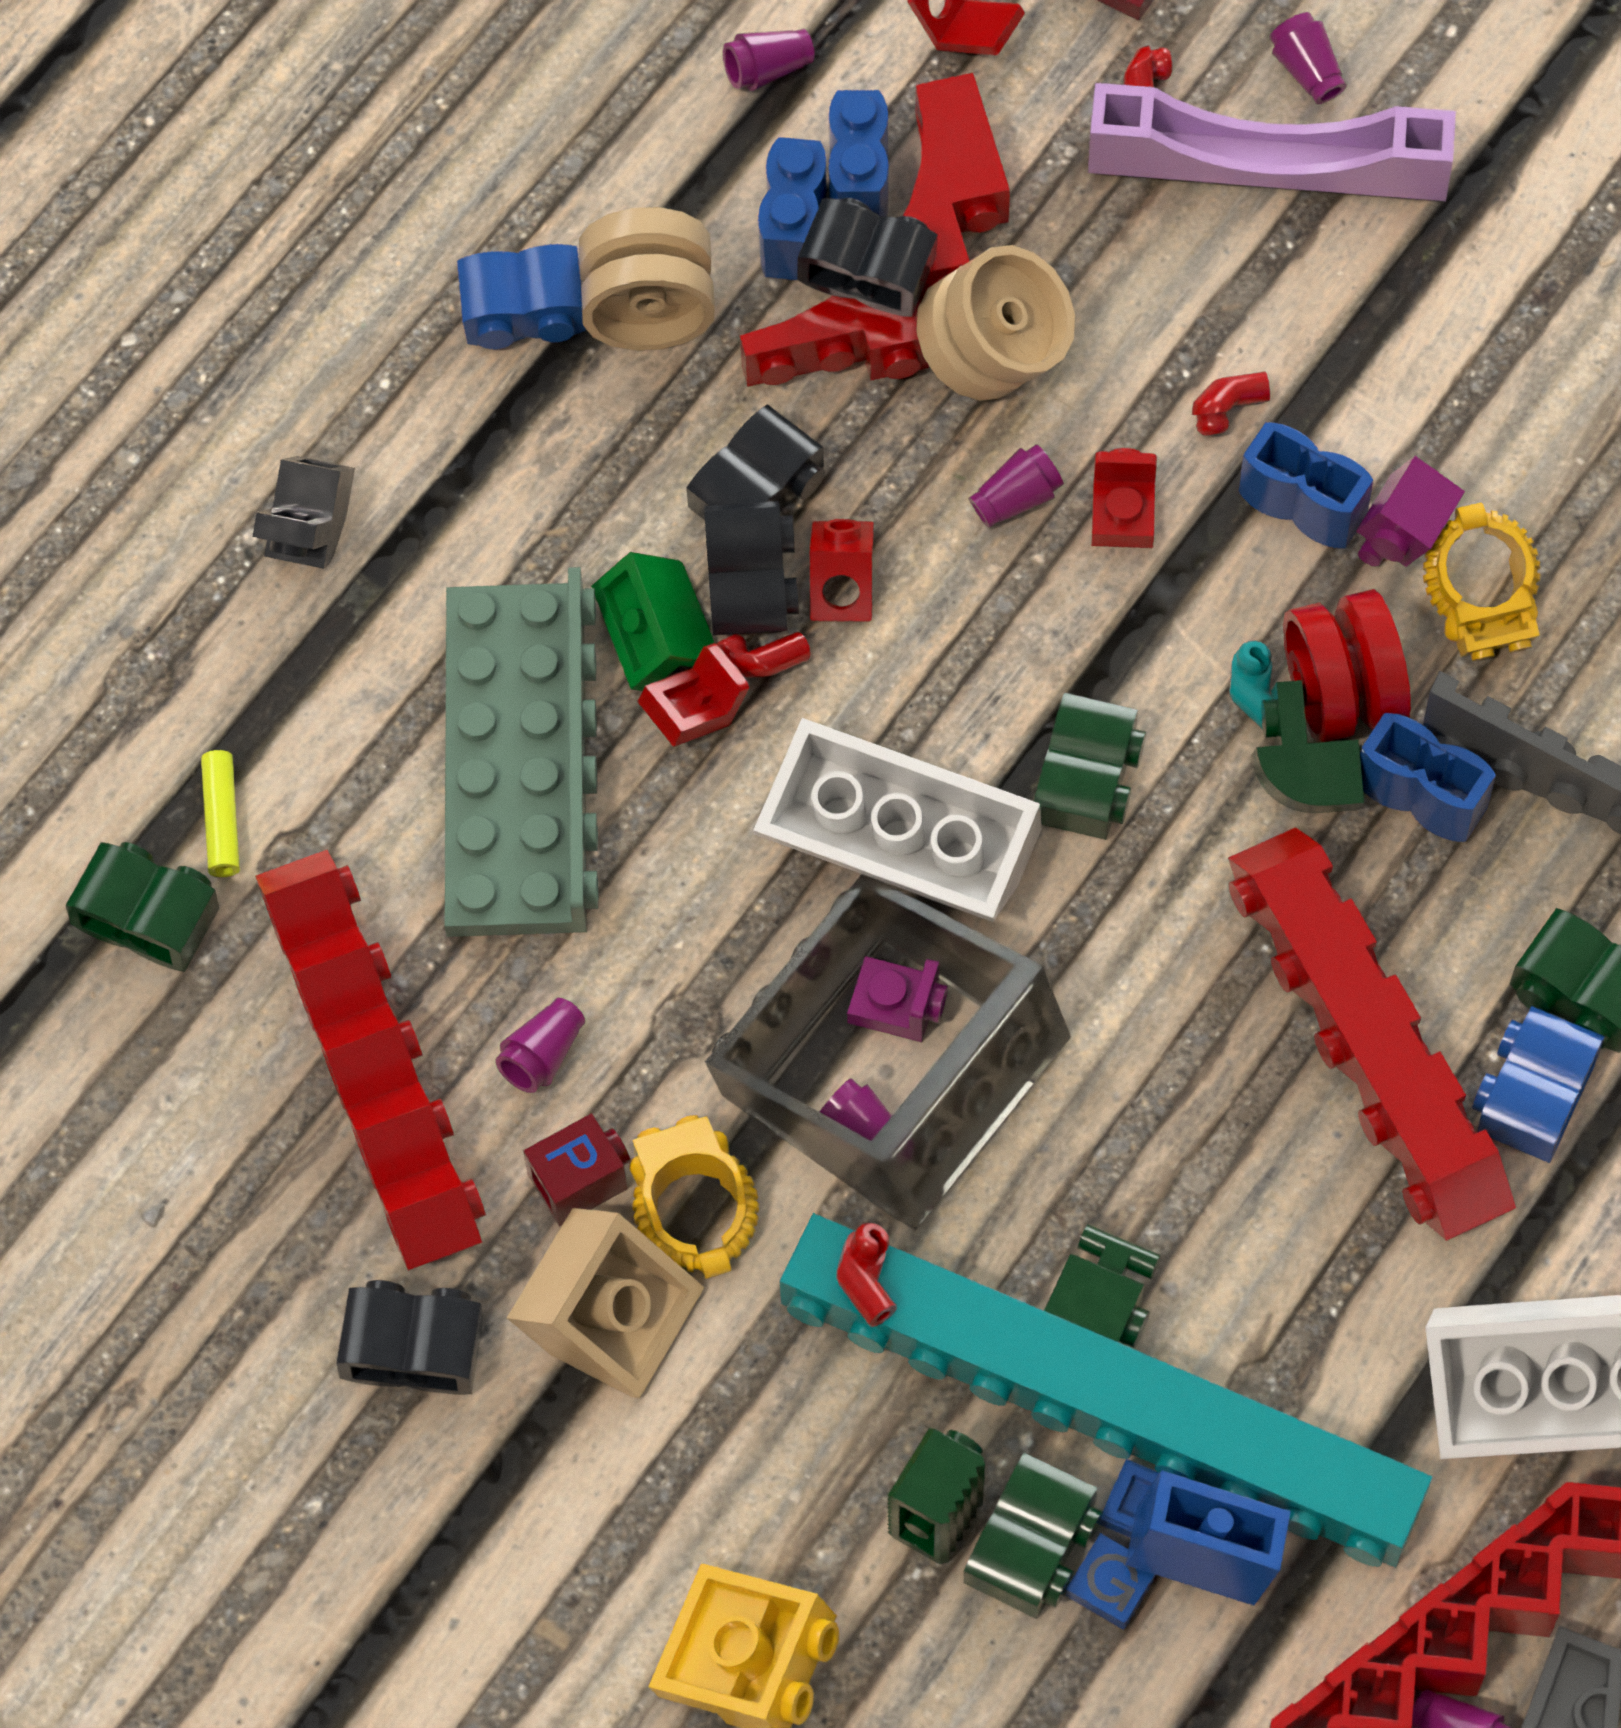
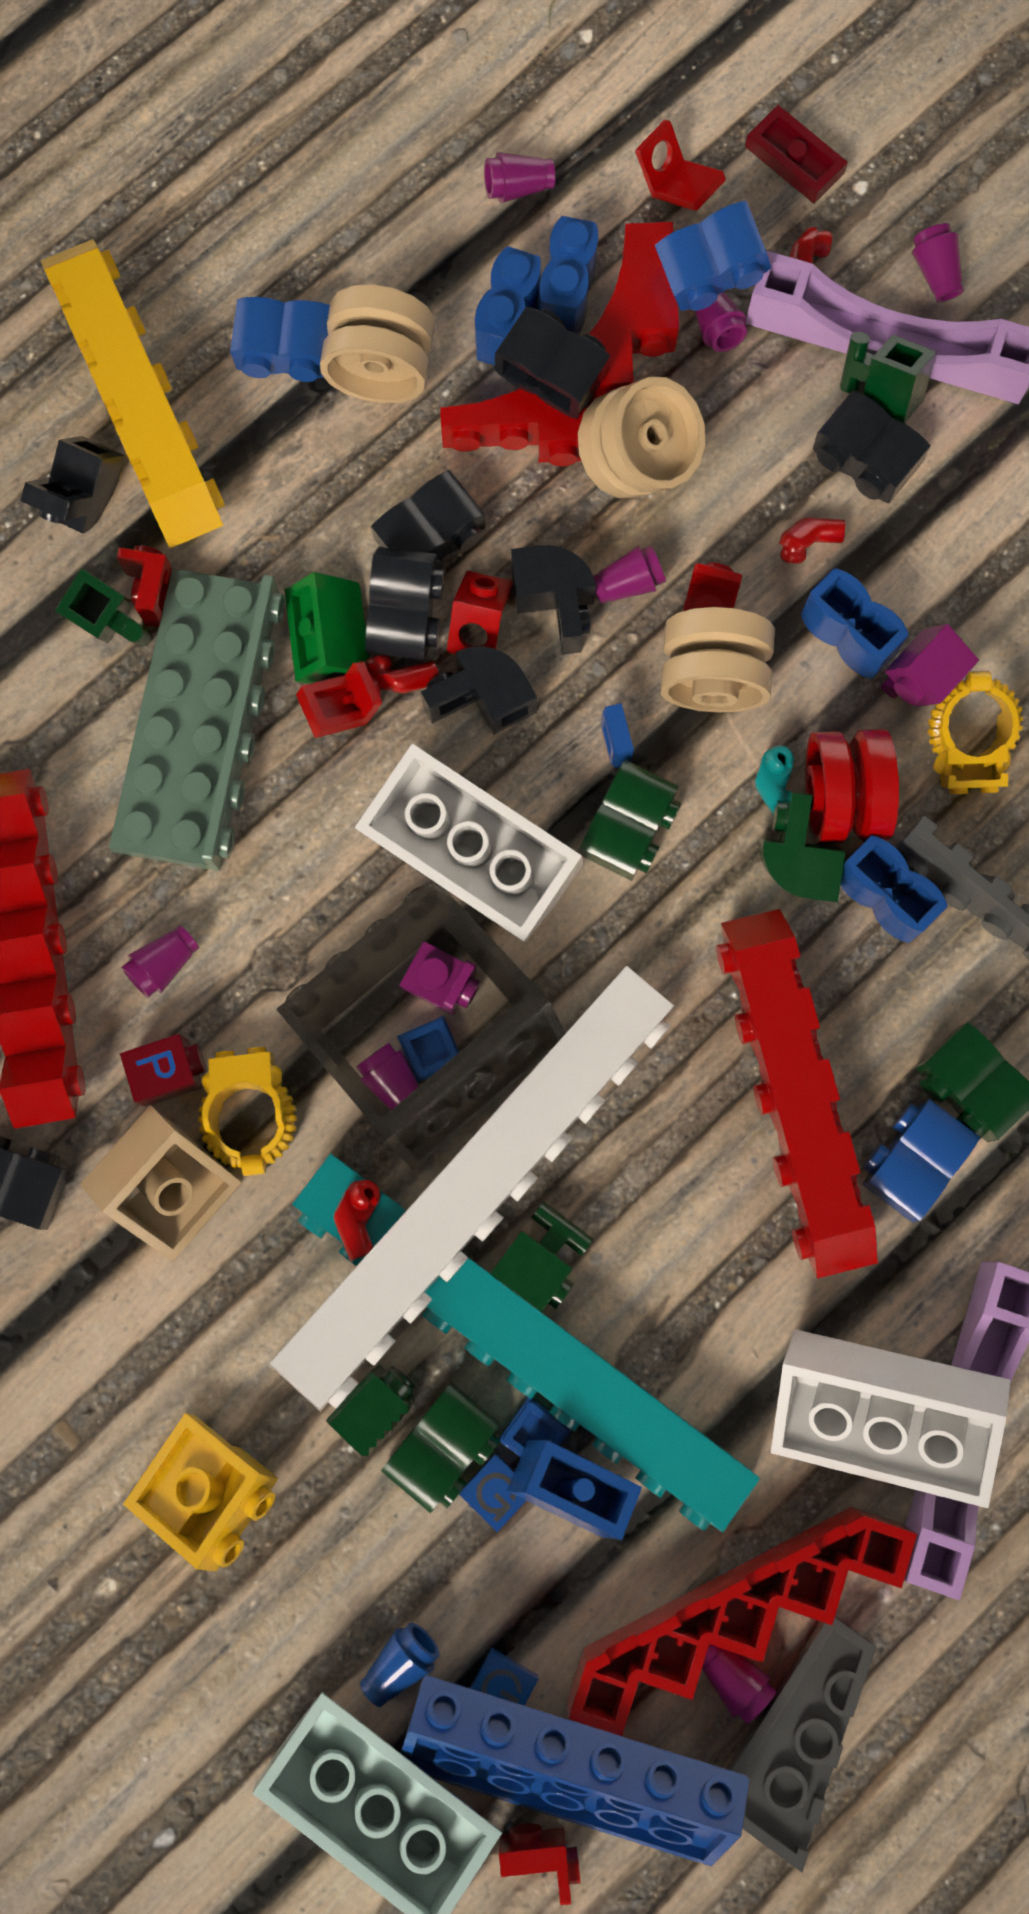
camera: 10 degrees right, 15 degrees up
(354, 392) = (134, 392): none -> yellow brick
(371, 646) = (101, 610): none -> dark green brick
(423, 597) = (151, 581): none -> red bracket
(868, 638) = (484, 678): none -> black brick
(896, 1074) = (428, 1048): none -> blue tile
(927, 509) = (559, 580): none -> black brick
(999, 1211) = (470, 1190): none -> white brick
(1034, 102) = (713, 257): none -> blue brick
(1046, 670) = (616, 735): none -> blue tile
(1055, 172) = (722, 324): none -> magenta cone
(1149, 556) = (717, 660): none -> tan wheel
(1276, 283) = (870, 447): none -> black brick
(1284, 195) = (893, 376): none -> dark green brick

